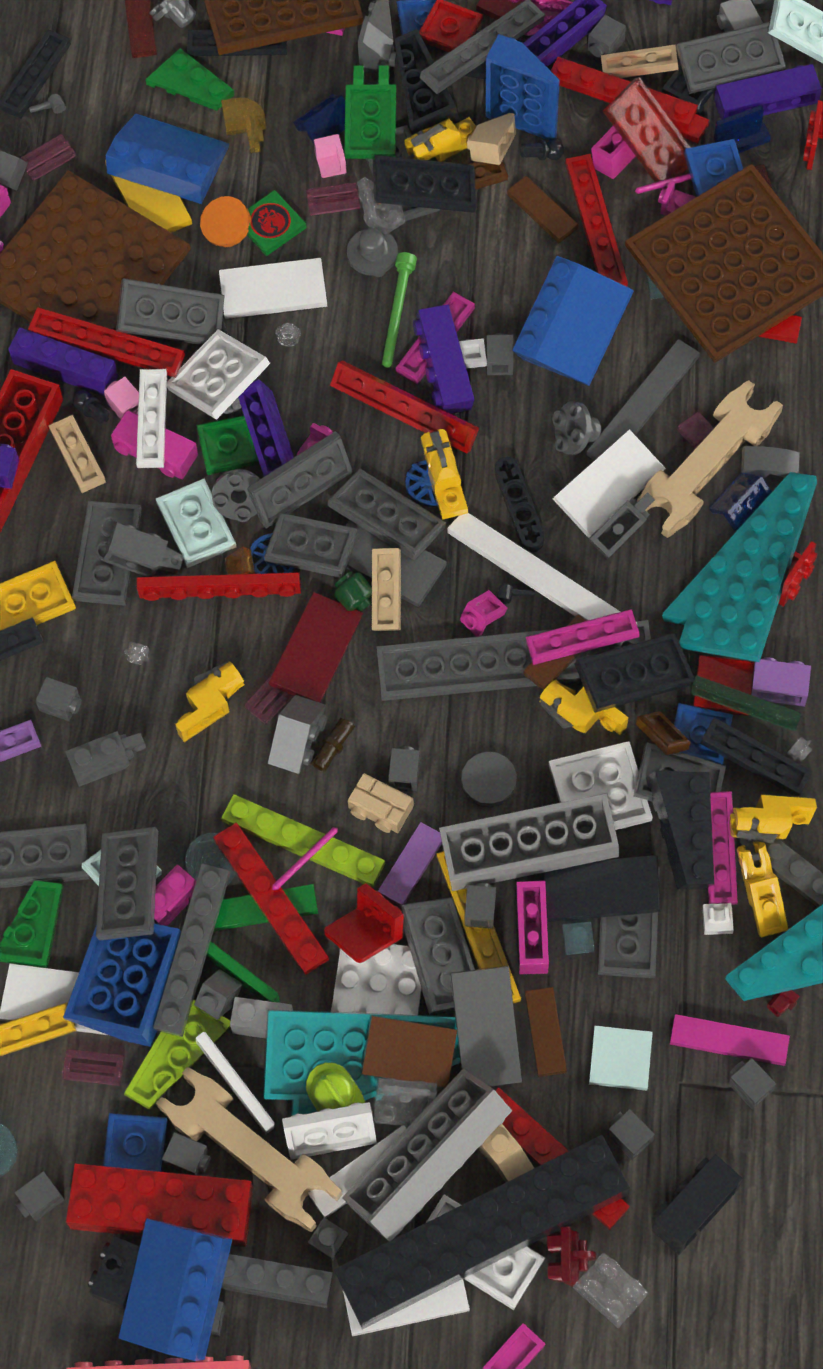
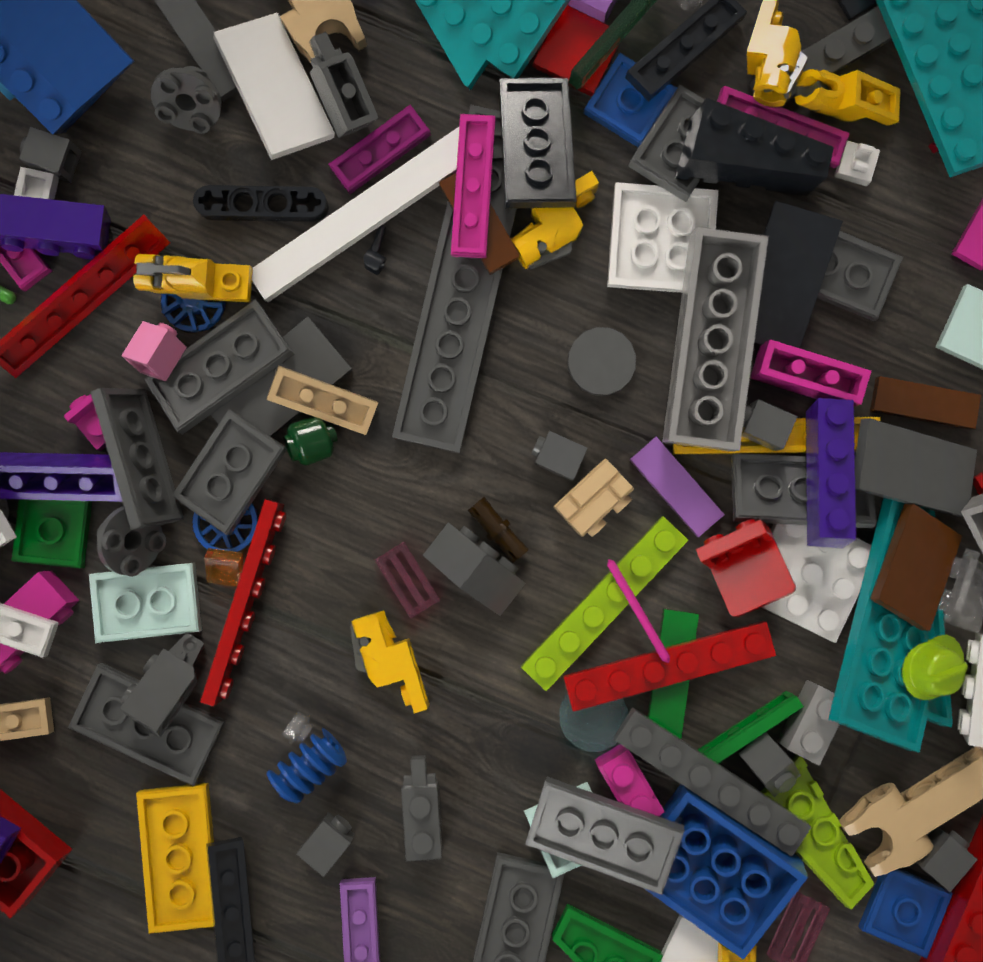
camera: 75 degrees left, 20 degrees up
(110, 668) = (308, 768): none -> blue piece
(235, 1082) = (881, 778): white tile -> none
(315, 648) = (368, 510): dark red tile -> none
(382, 466) = (154, 350): none -> bright pink brick
(437, 960) = (830, 473): none -> dark purple brick
(482, 612) = (390, 296): dark pink bracket -> none
(578, 938) = (827, 327): clear light blue plate -> none
(592, 571) = (379, 149): none -> magenta tile
(663, 733) = (621, 138): reddish brown tile -> none

